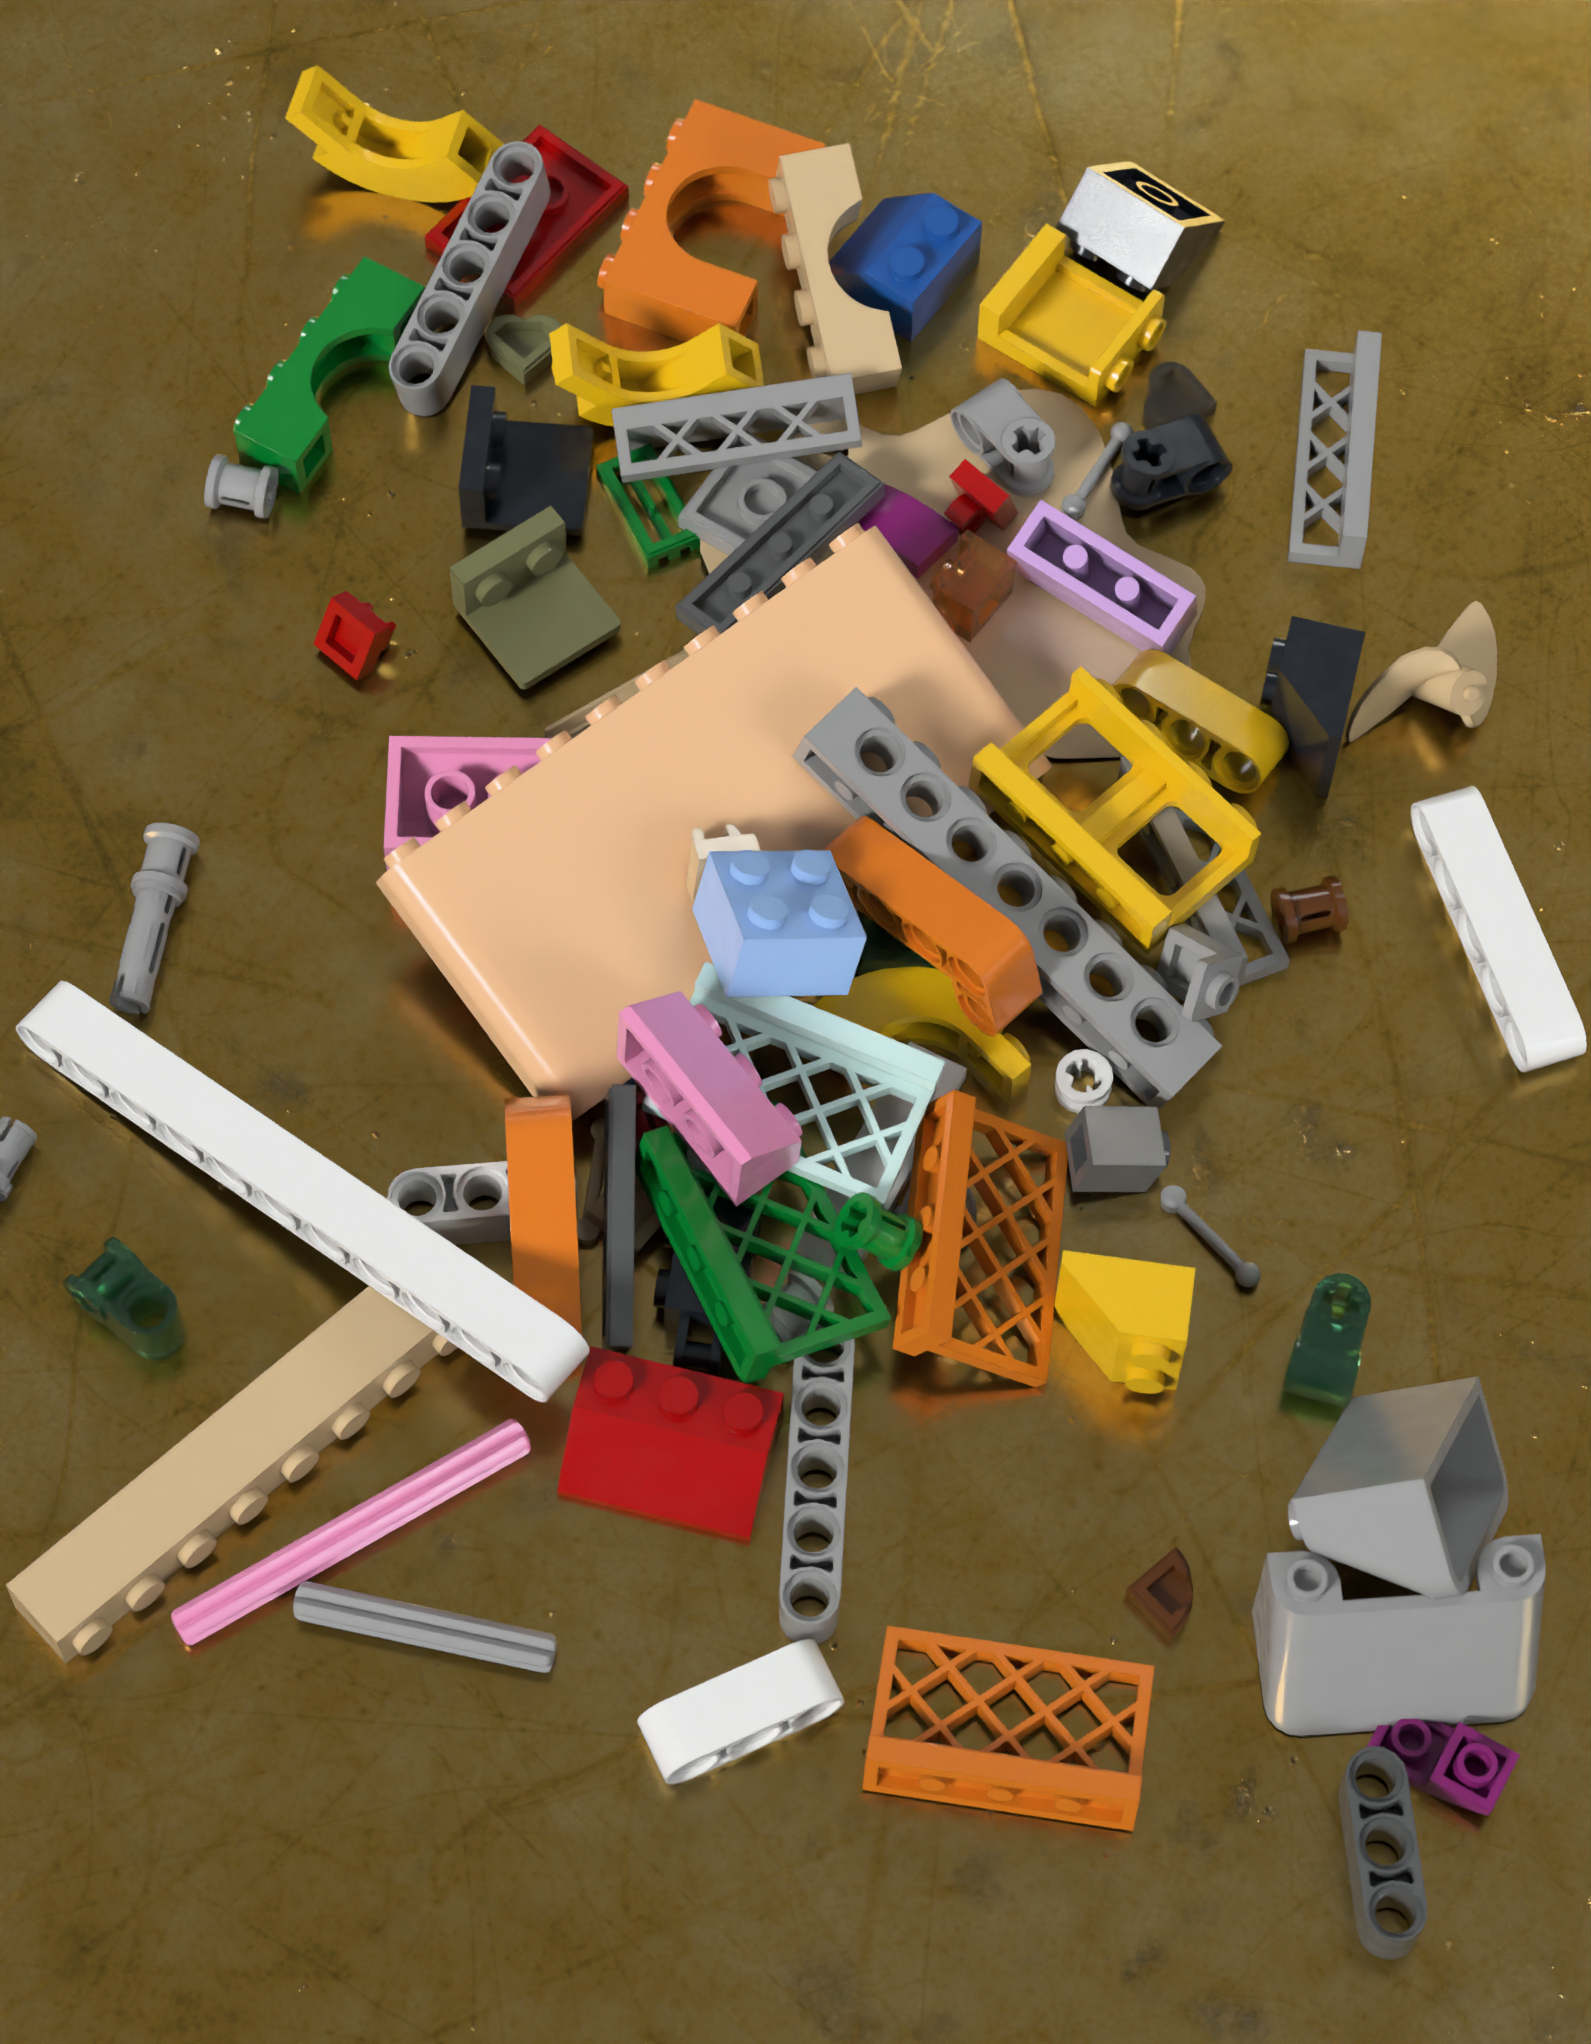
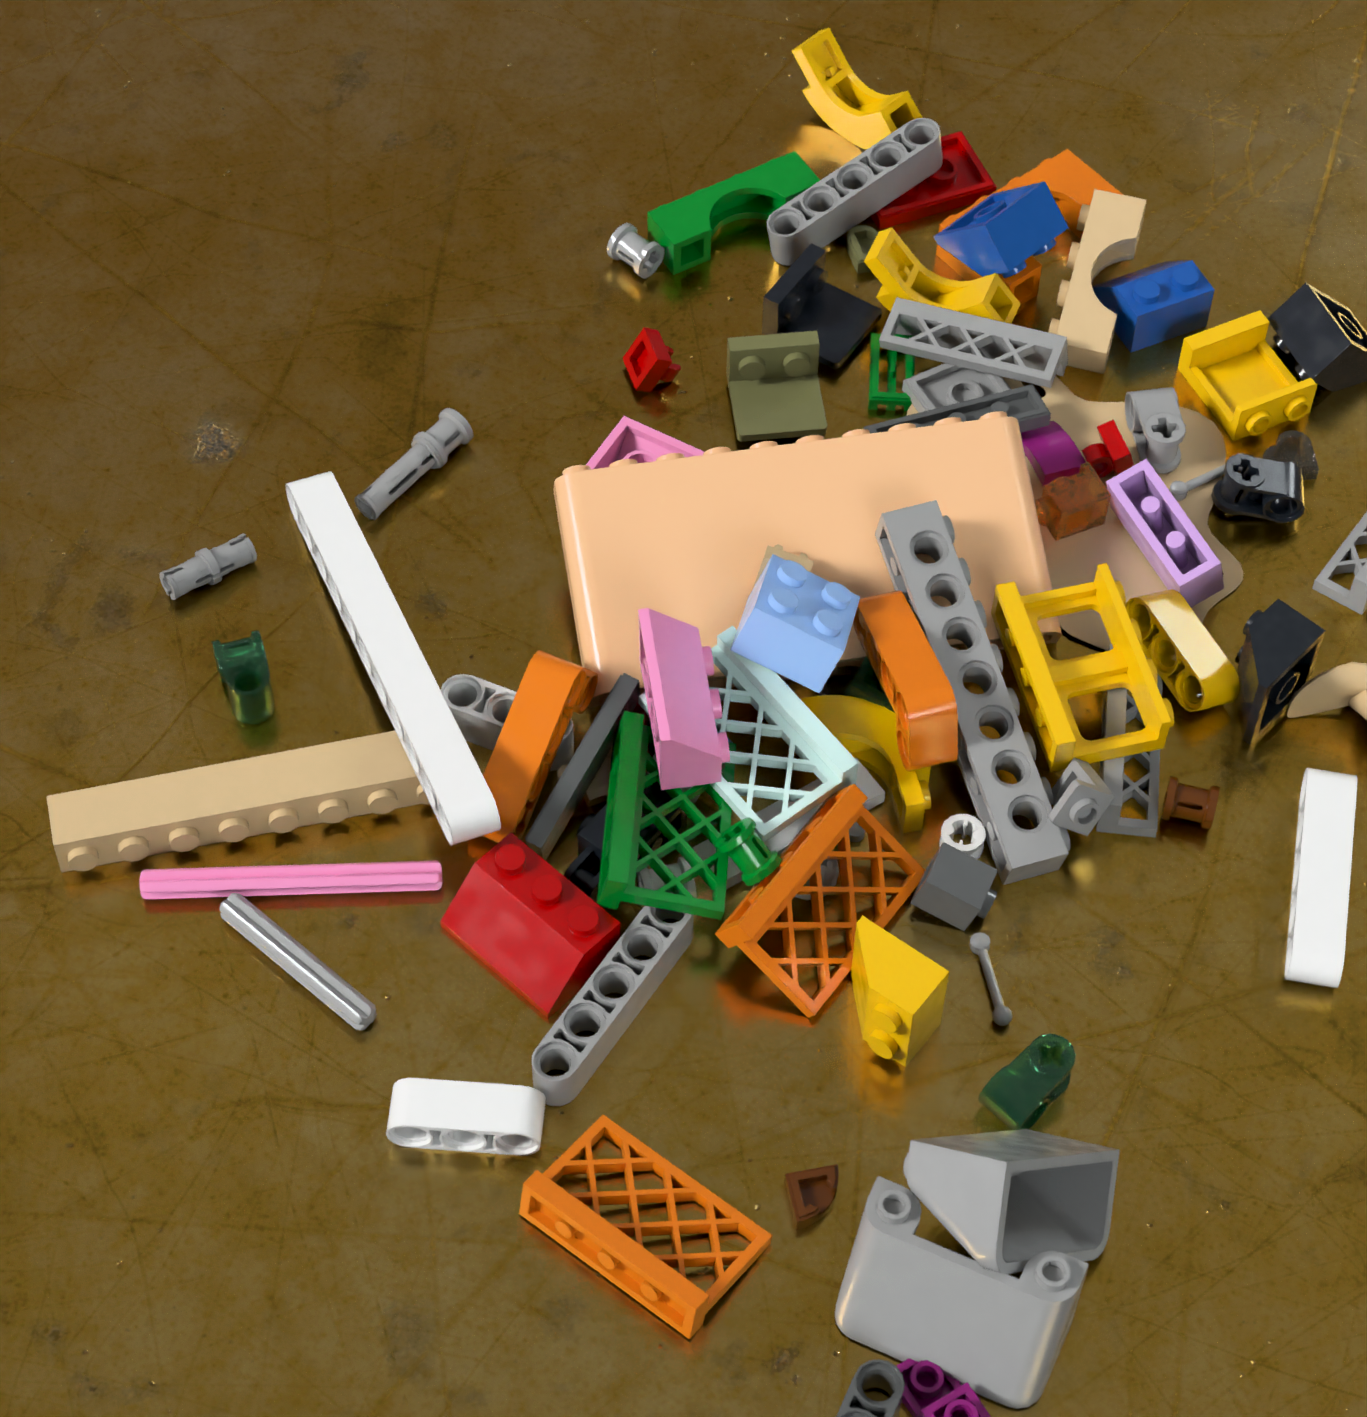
camera: 30 degrees right, 10 degrees down
(693, 258) = (1005, 230): none -> blue slope

